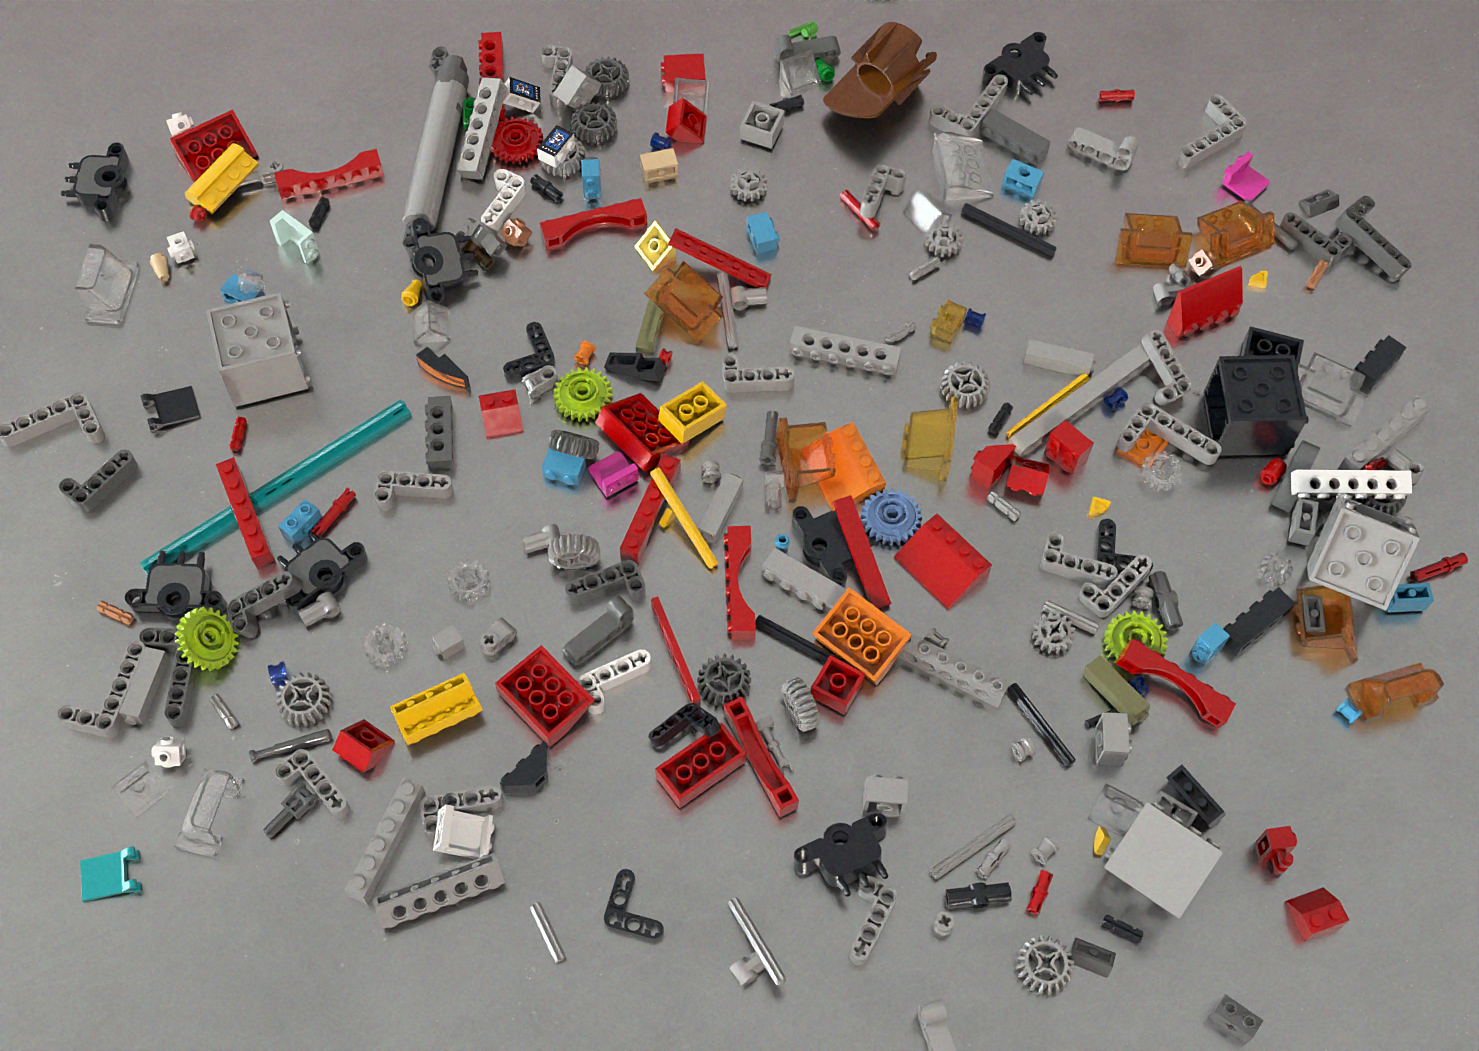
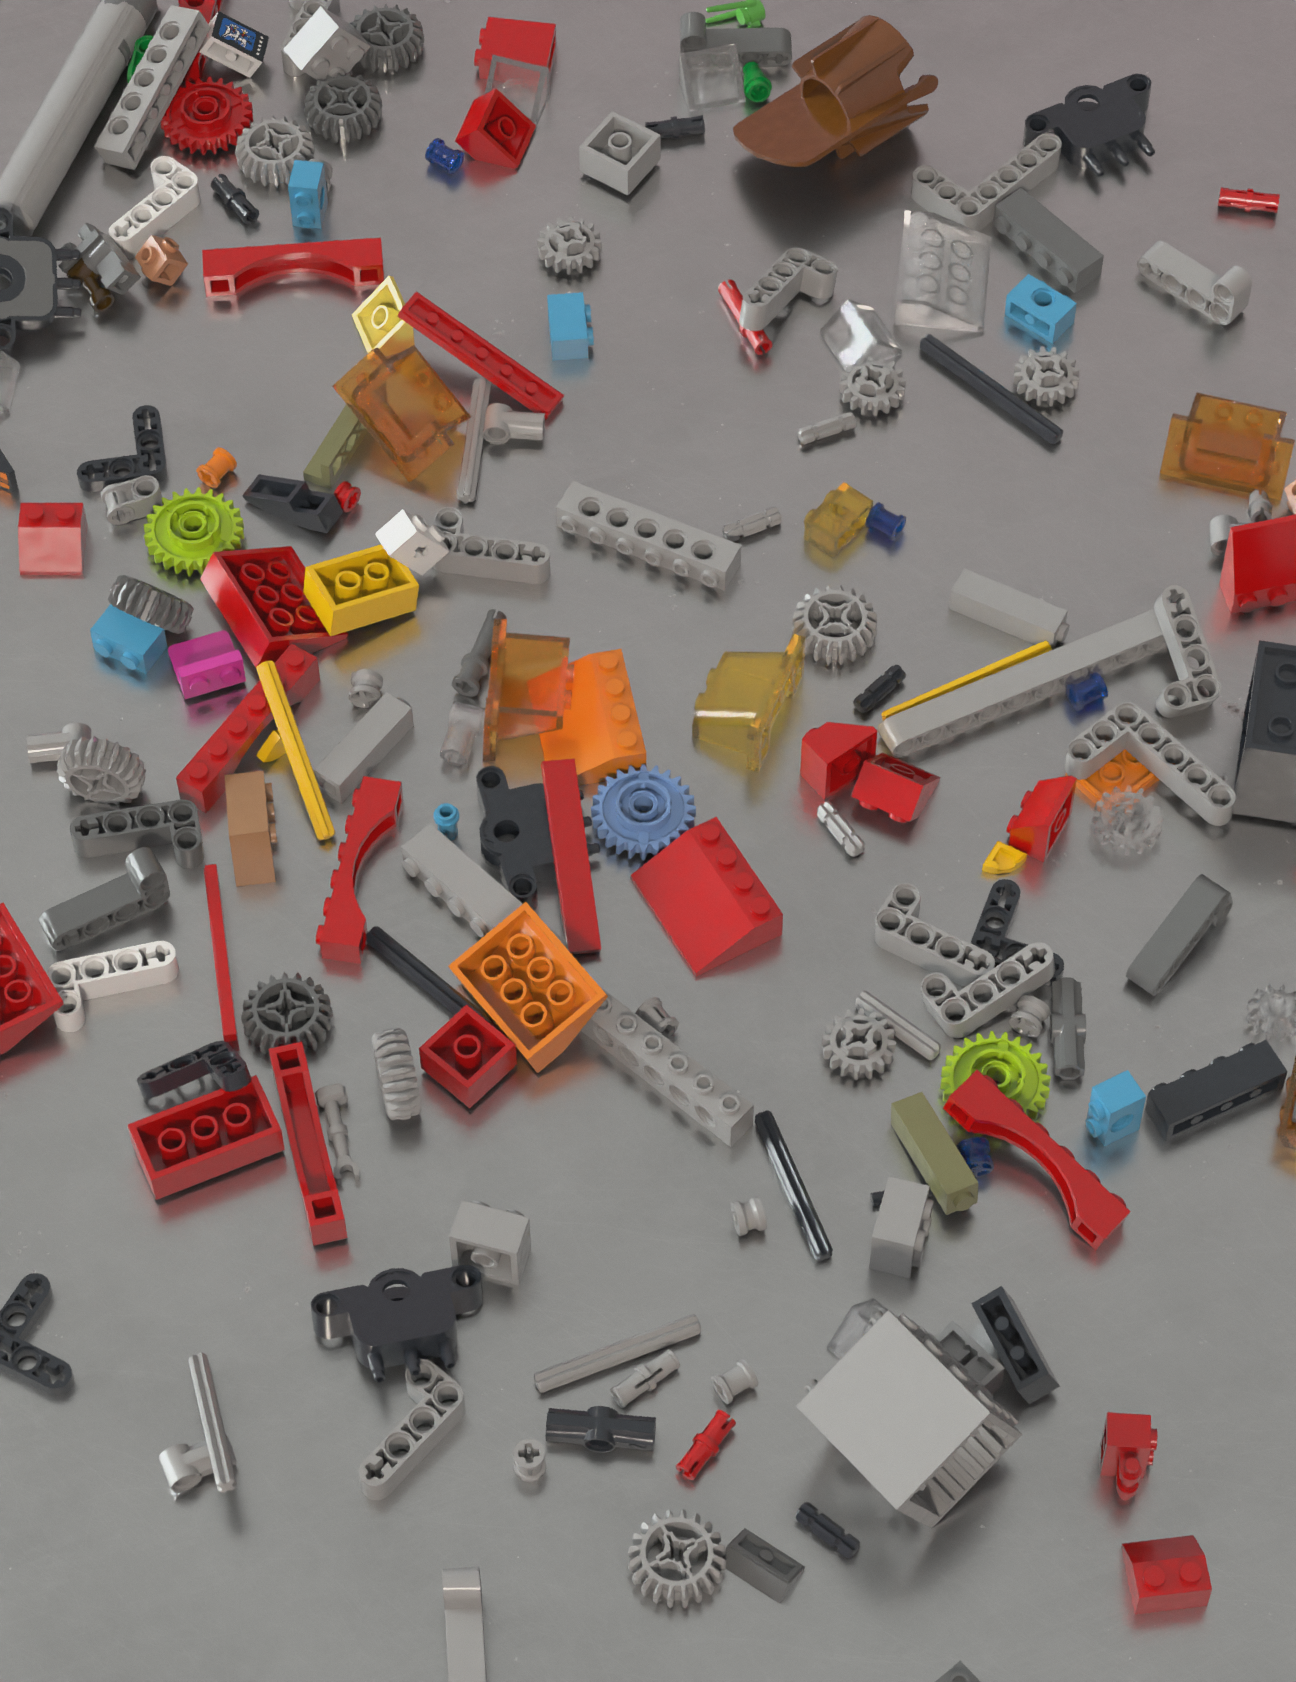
camera: 15 degrees right, 5 degrees down
(556, 146) = (263, 133): brick -> none
(659, 164) = (429, 191): tan brick -> none
(670, 567) = (250, 827): none -> medium nougat wedge
(718, 379) = (413, 541): none -> white brick
(1068, 447) = (974, 752): red brick -> none
(1115, 477) = (1042, 816): none -> red slope
(1211, 533) = (1178, 934): none -> dark grey beam

